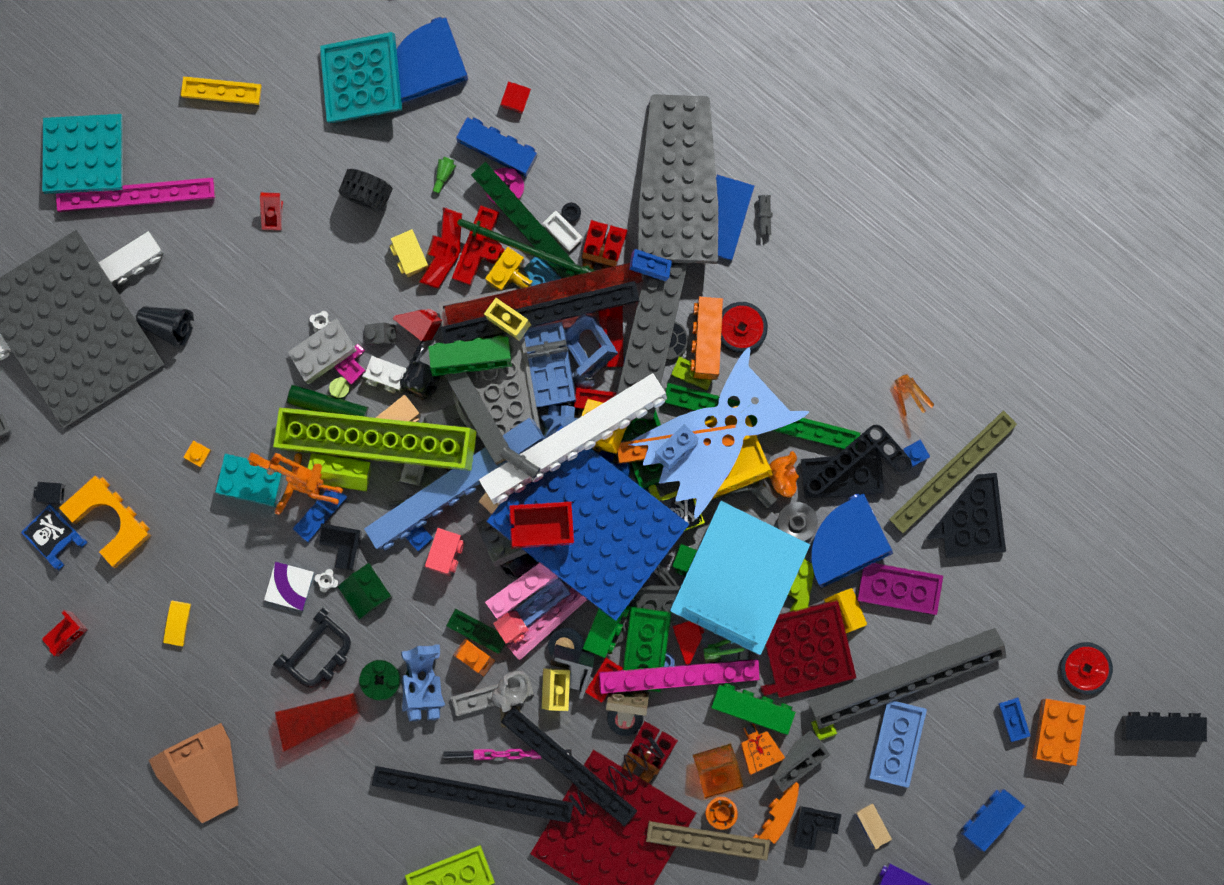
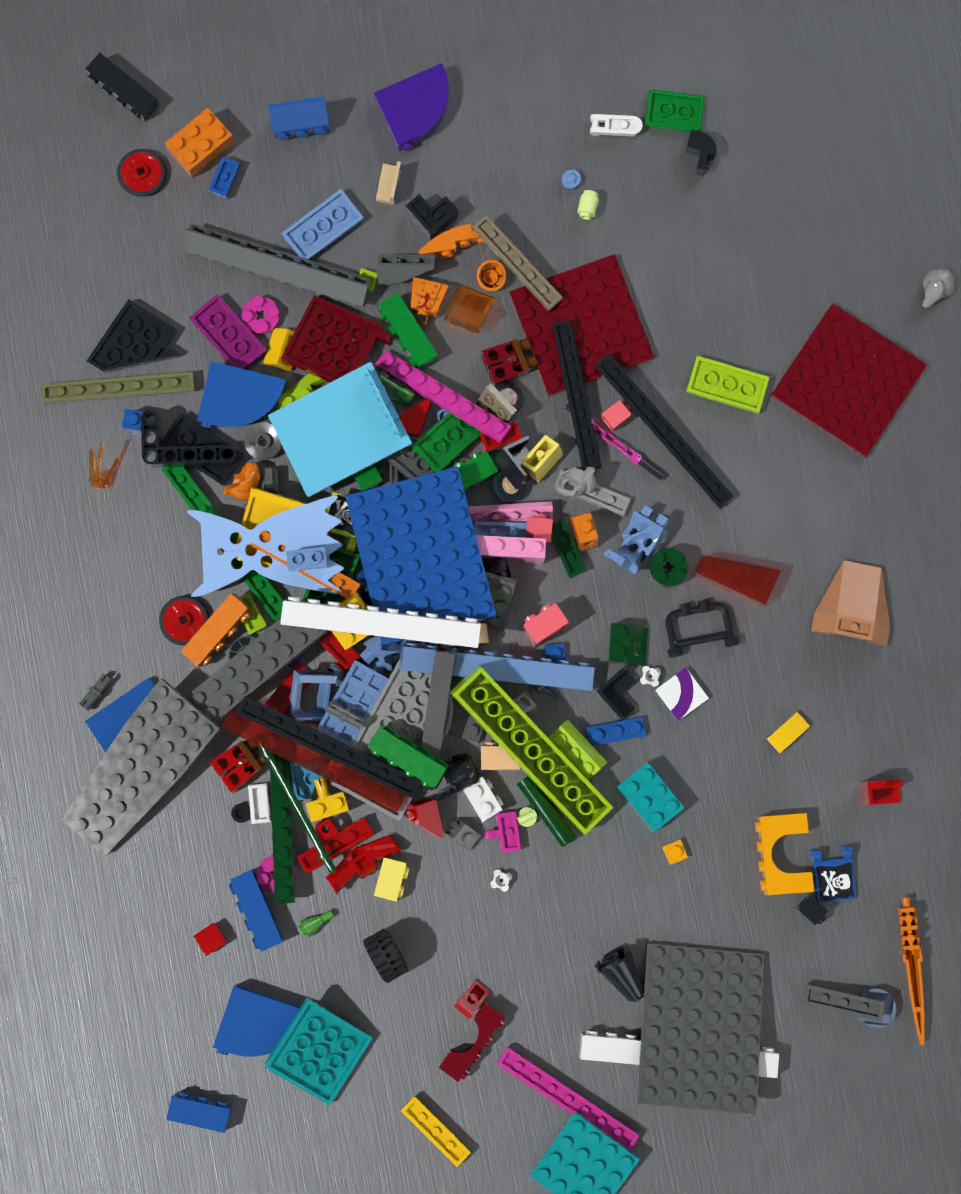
camera: 145 degrees left, 0 degrees up
(244, 154) = (457, 1062): none -> dark red arch
(298, 479) = (610, 761): orange piece -> none
(322, 351) = (518, 854): light grey plate -> none
(507, 319) = (357, 759): light yellow brick -> none
(520, 462) = (436, 634): dark grey pin -> none
(522, 777) = (616, 415): none -> coral brick
(541, 525) = (457, 575): red piece -> none
(650, 265) = (214, 715): blue plate -> none
(656, 747) = (592, 353): black piece -> none
(895, 634) = (271, 314): none -> dark pink plate

